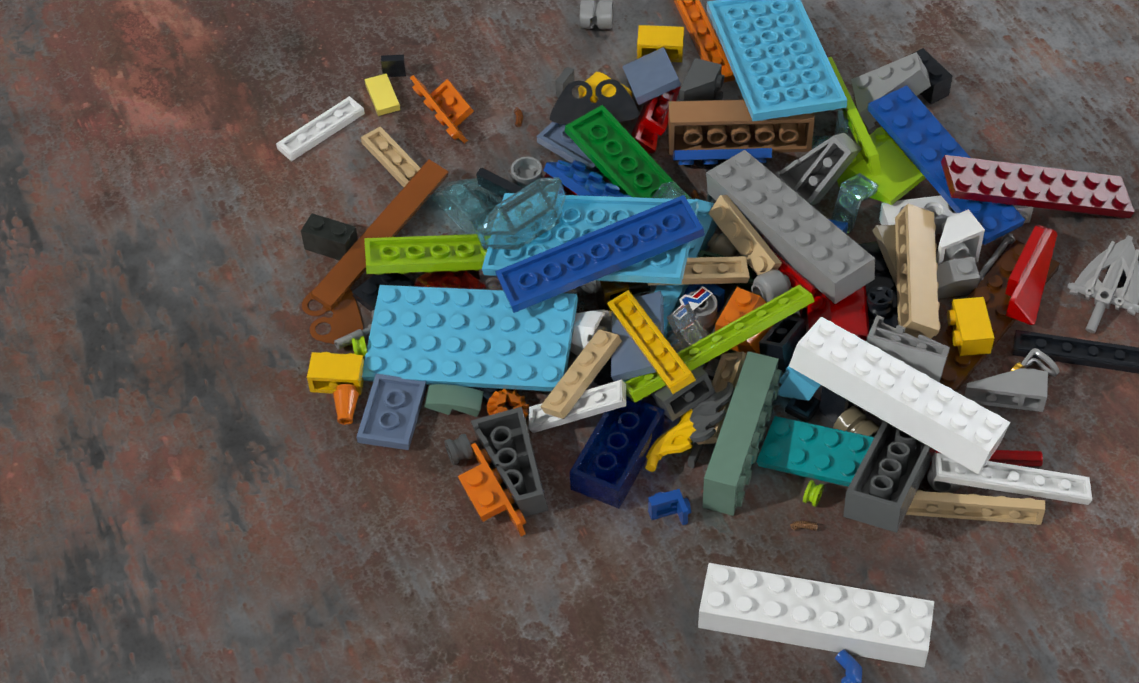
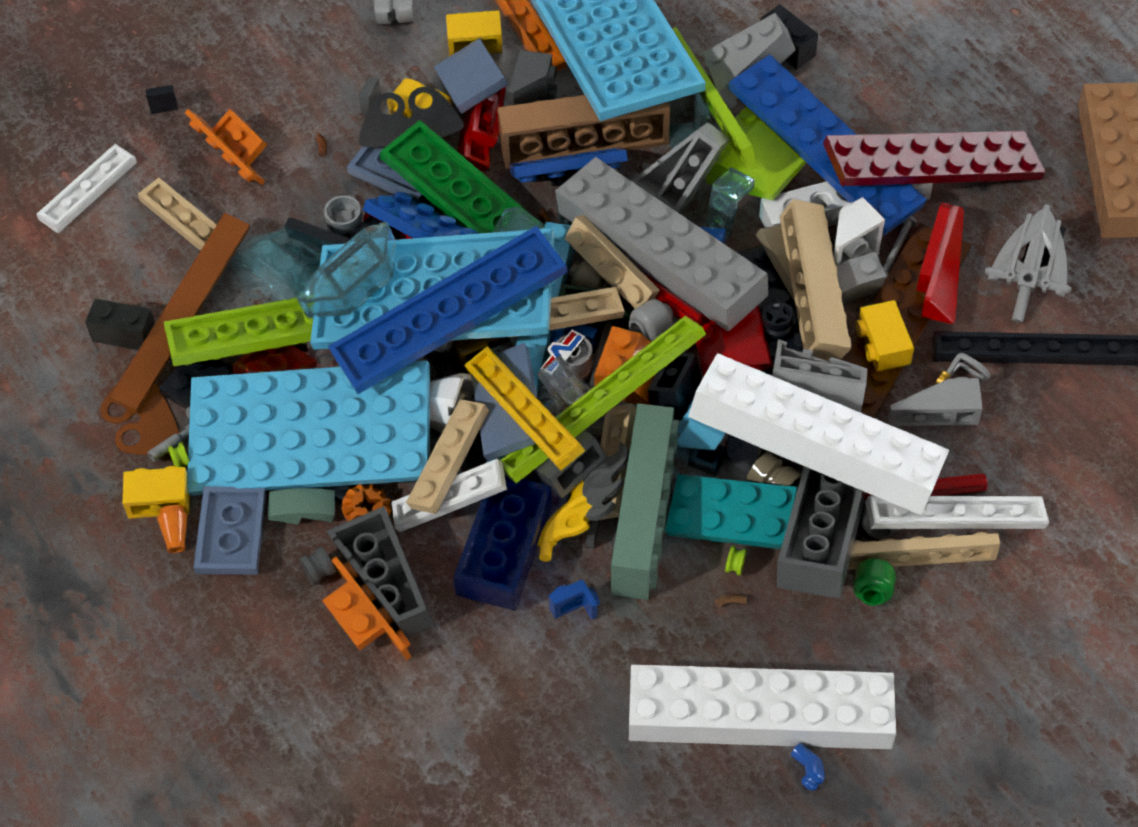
camera: 10 degrees left, 5 degrees up
(382, 94) = (154, 136): light yellow tile -> none
(930, 526) = (874, 581): none -> green head

